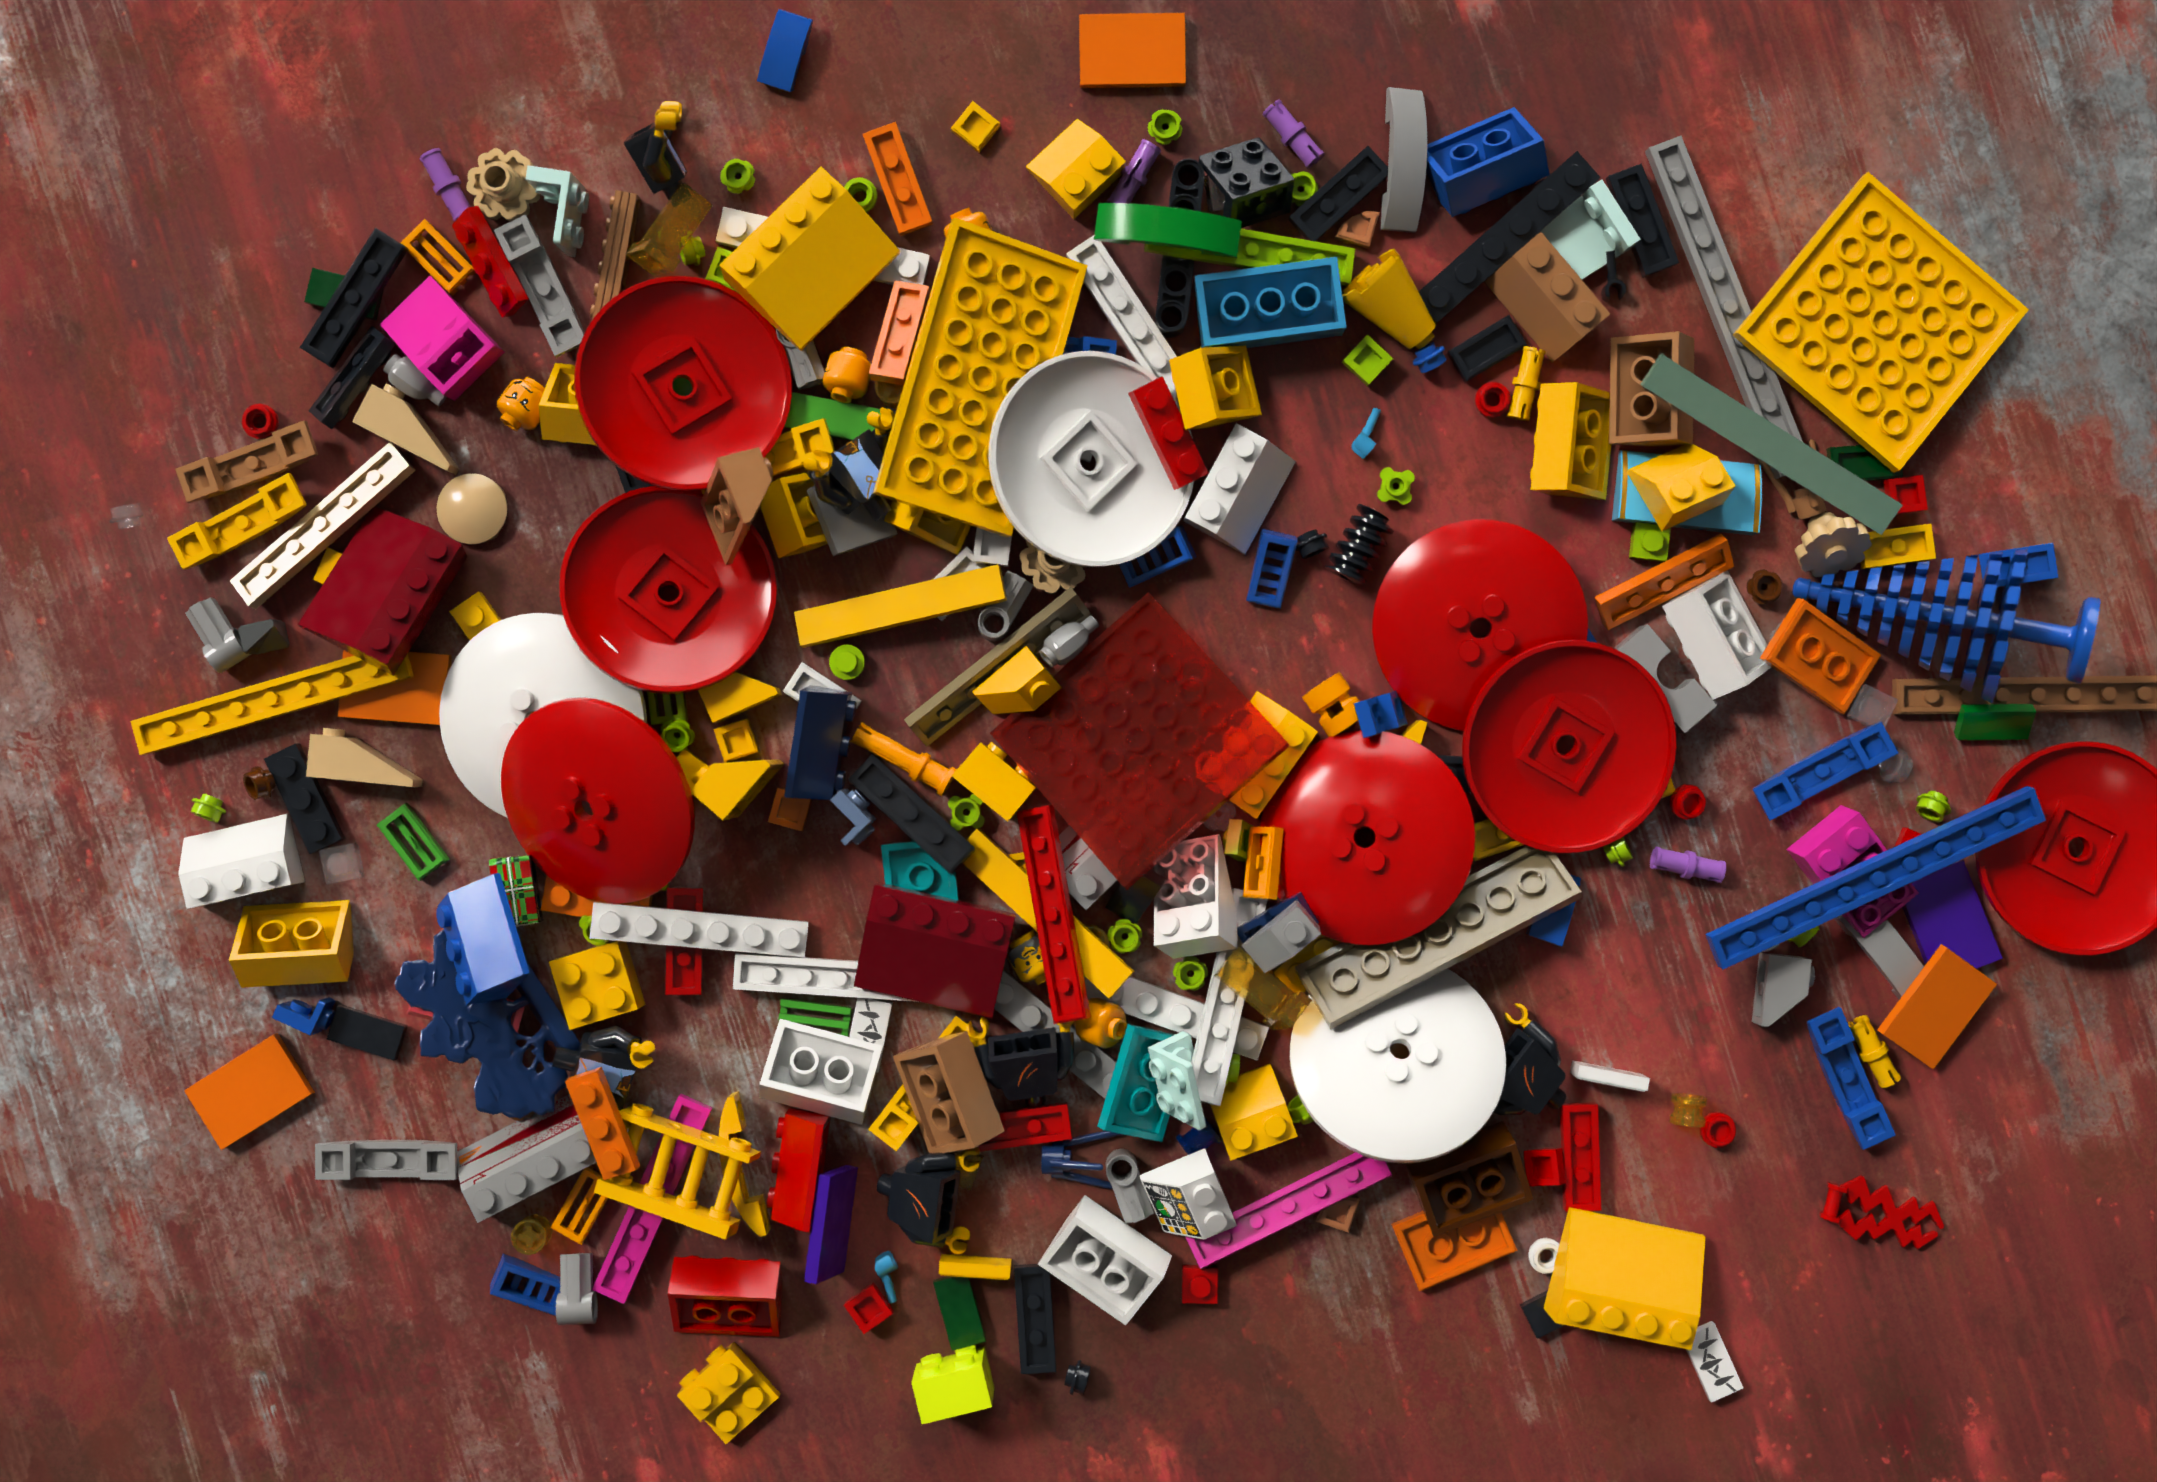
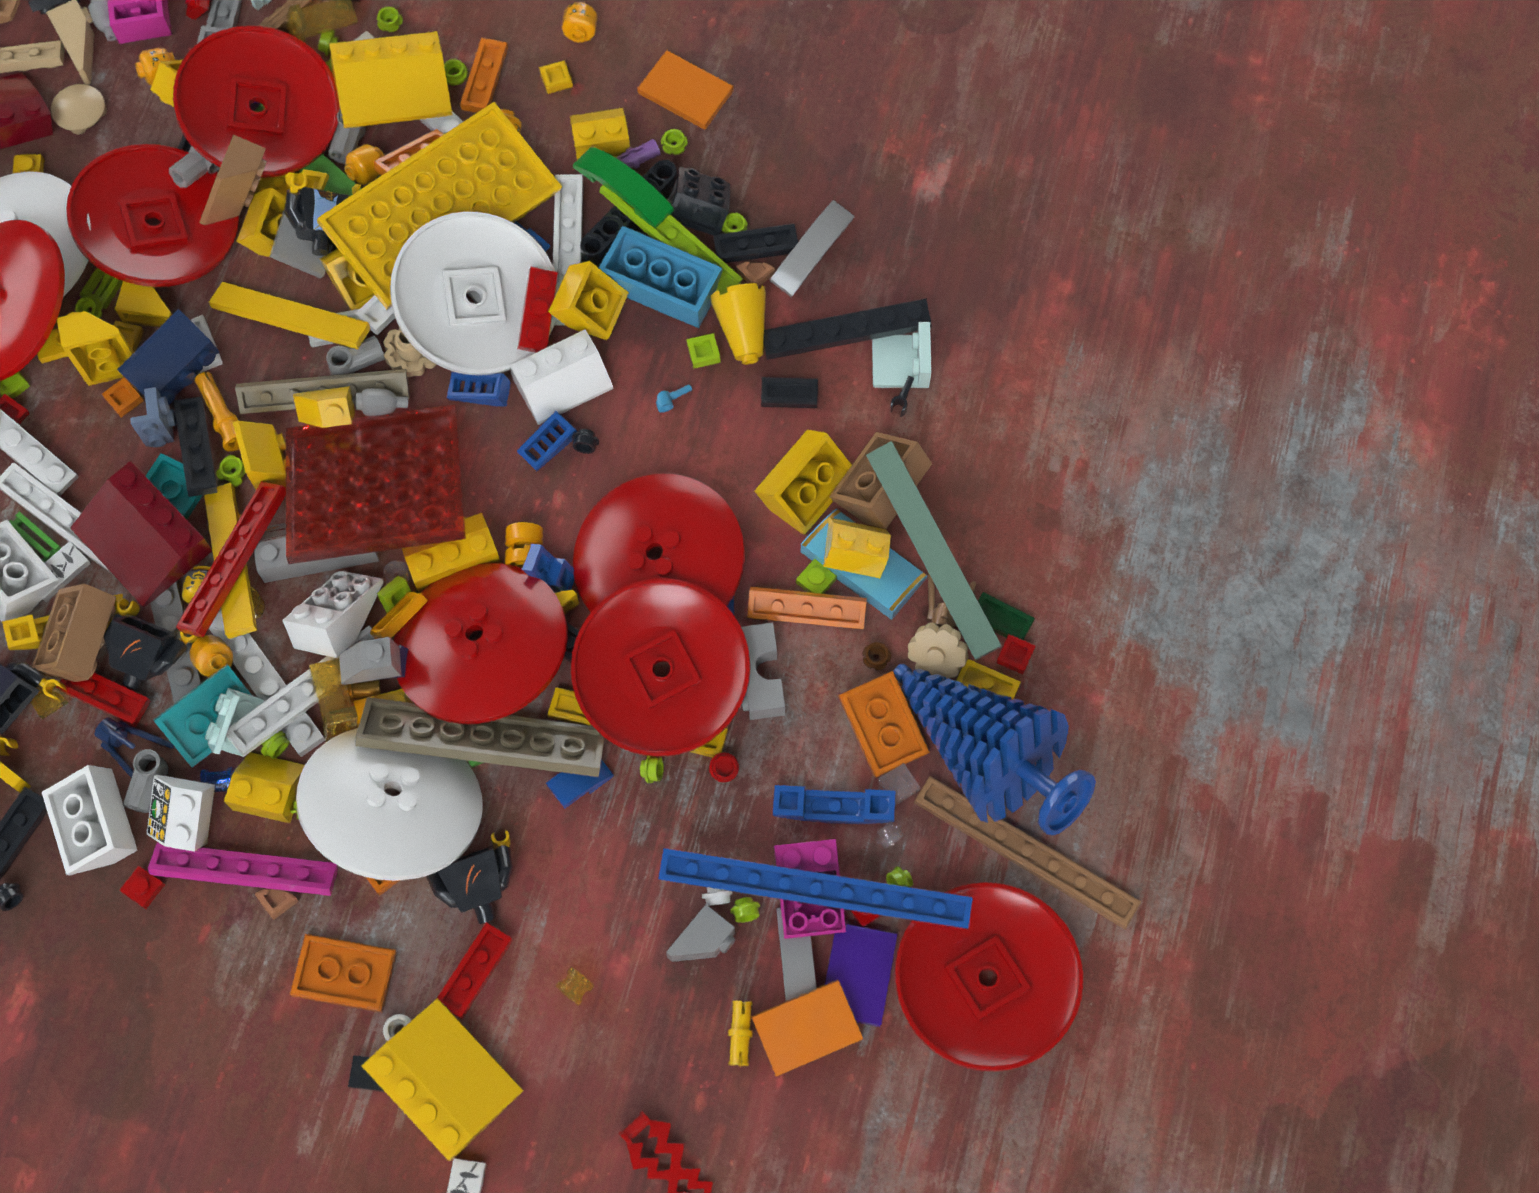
camera: 25 degrees right, 20 degrees down
(667, 511) = (191, 168): none -> light grey piece
(847, 662) = (231, 332): lime plate -> none
(958, 42) = (579, 22): none -> light orange head
(1124, 945) = (268, 609): lime plate -> none
(1133, 902) = (299, 584): black tile -> none
(1197, 980) = (296, 660): lime plate -> none
(1293, 133) = (752, 192): medium lavender pin -> none
(1359, 544) = (615, 457): black piece -> none
(1388, 493) = (664, 446): lime plate -> none
(1429, 357) = (745, 372): blue plate -> none
(1471, 1181) = (380, 930): reddish brown slope -> none
(1485, 161) = (863, 278): blue slope -> none
(1500, 392) = (770, 417): red plate -> none
(1526, 383) = (799, 426): yellow pin -> none
(1544, 1167) = (442, 960): red plate -> none
(1547, 297) = (849, 379): medium nougat slope -> none
(1609, 1076) = (538, 927): white tile -> none
(1639, 205) = (946, 373): black plate -> none
(1687, 864) = (694, 811): medium lavender pin -> none
(1717, 280) = (972, 445): light grey plate -> none
(1718, 635) = (821, 664): white slope -> none
(1718, 1130) = (587, 1018): red plate -> none
(1847, 1079) = (708, 1039): blue slope -> none
(1880, 322) = (1068, 529): yellow plate -> none
(1994, 721) = (982, 848): green tile -> none
(2039, 563) = (1078, 756): blue slope -> none

